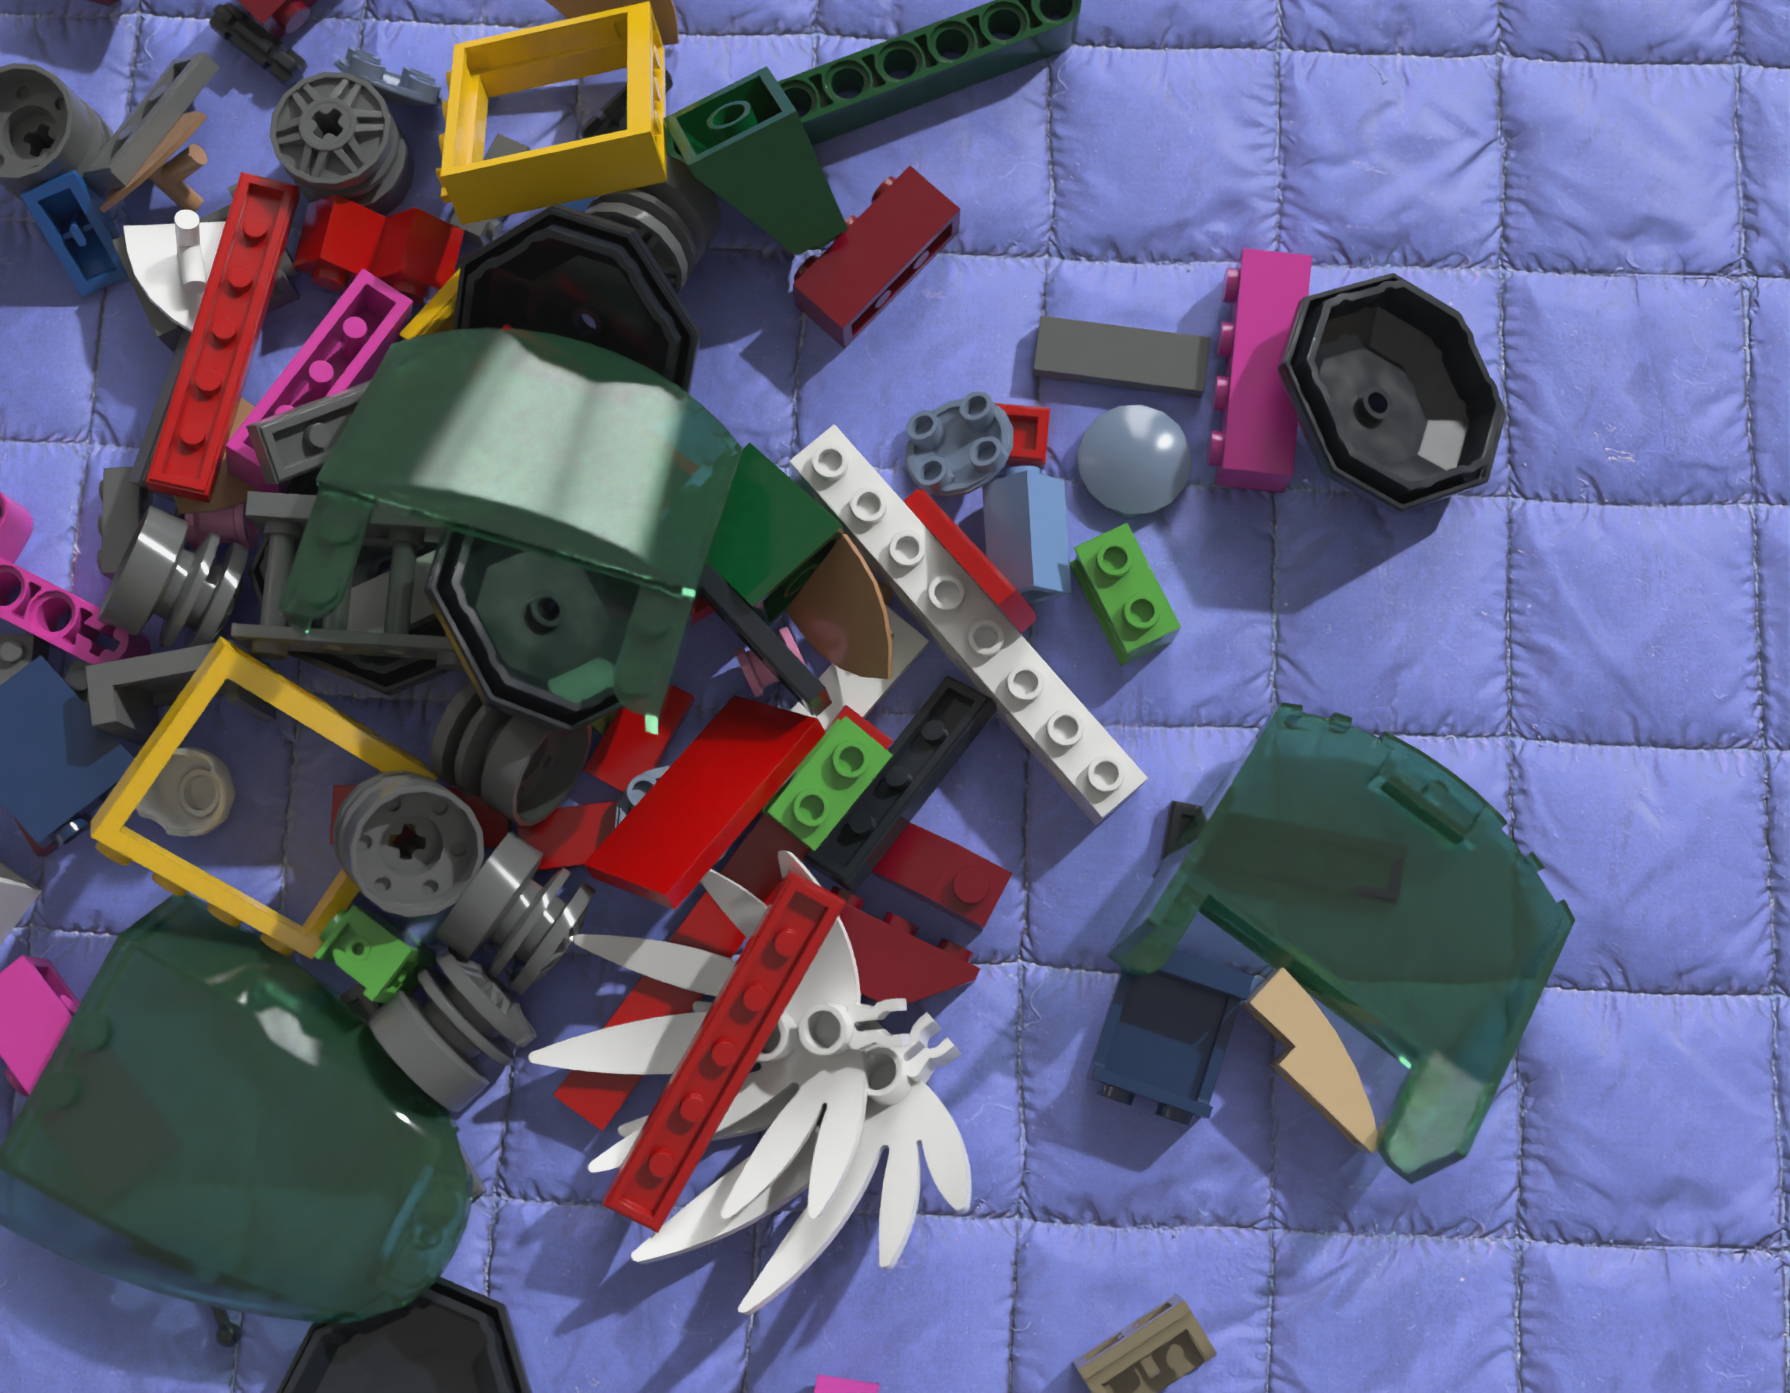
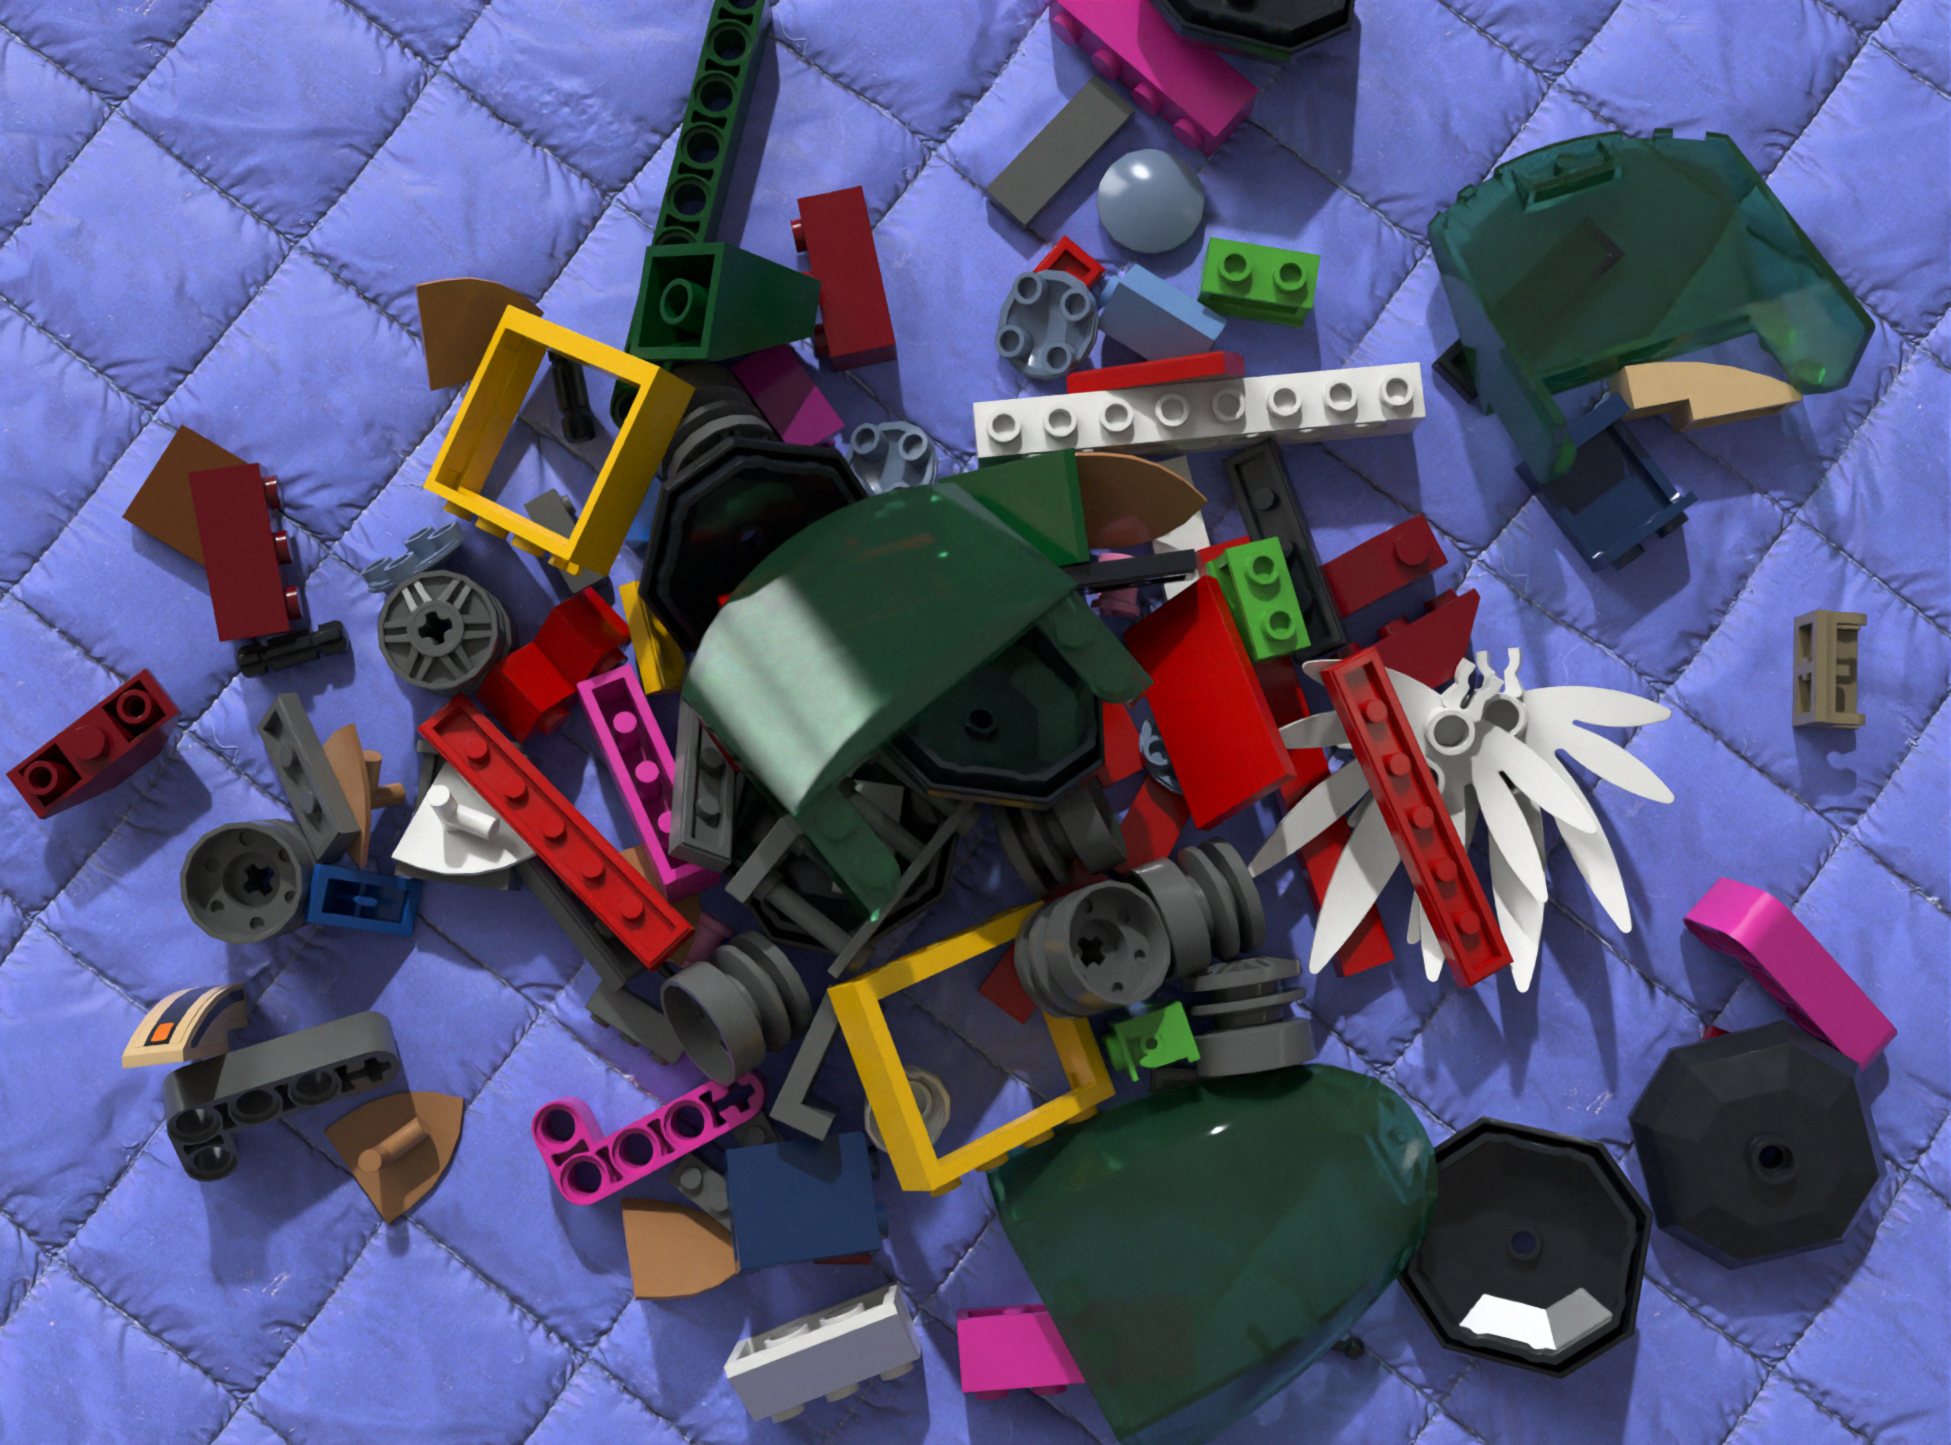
camera: 60 degrees left, 5 degrees up
(733, 280) = (788, 398): none -> magenta hinge
(743, 396) = (892, 456): none -> sand blue dish

